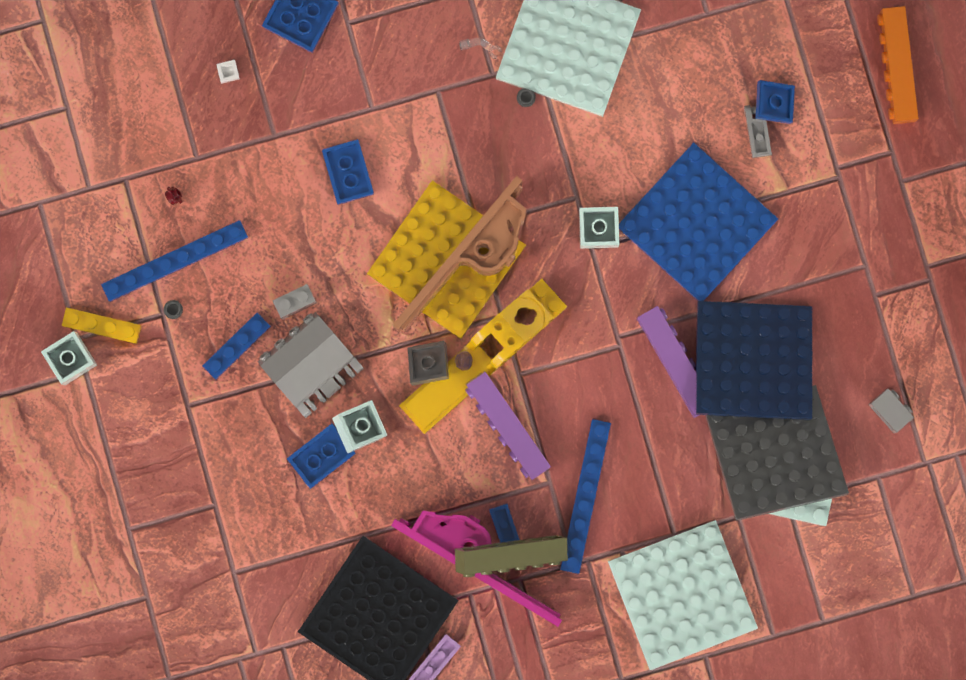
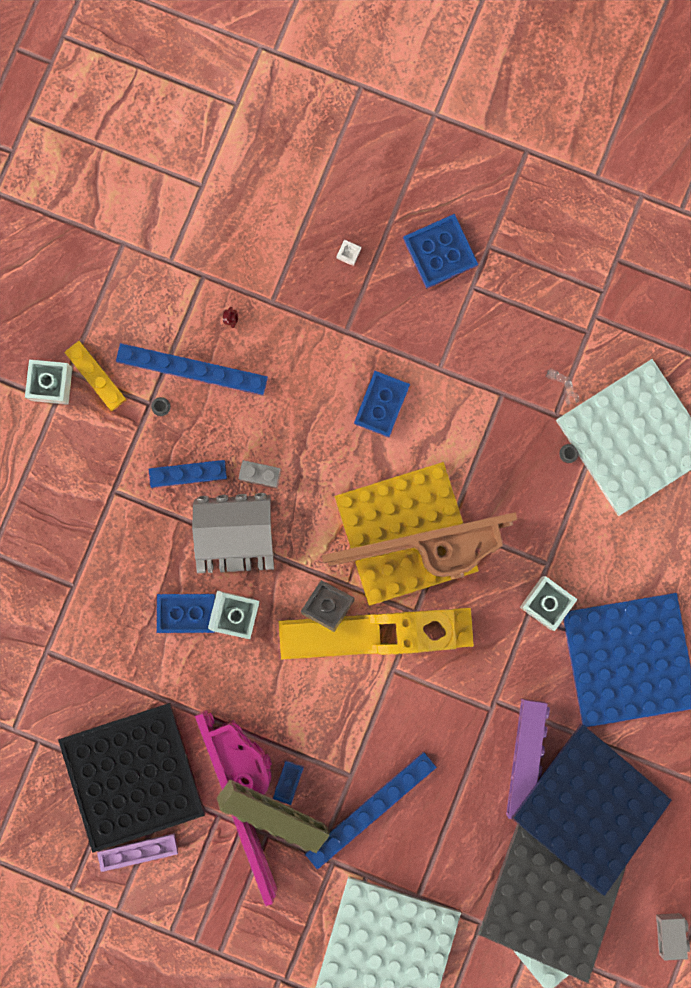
camera: 35 degrees right, 0 degrees up
(463, 360) = (357, 626): plate -> none
(507, 424) = (352, 706): medium lavender brick -> none

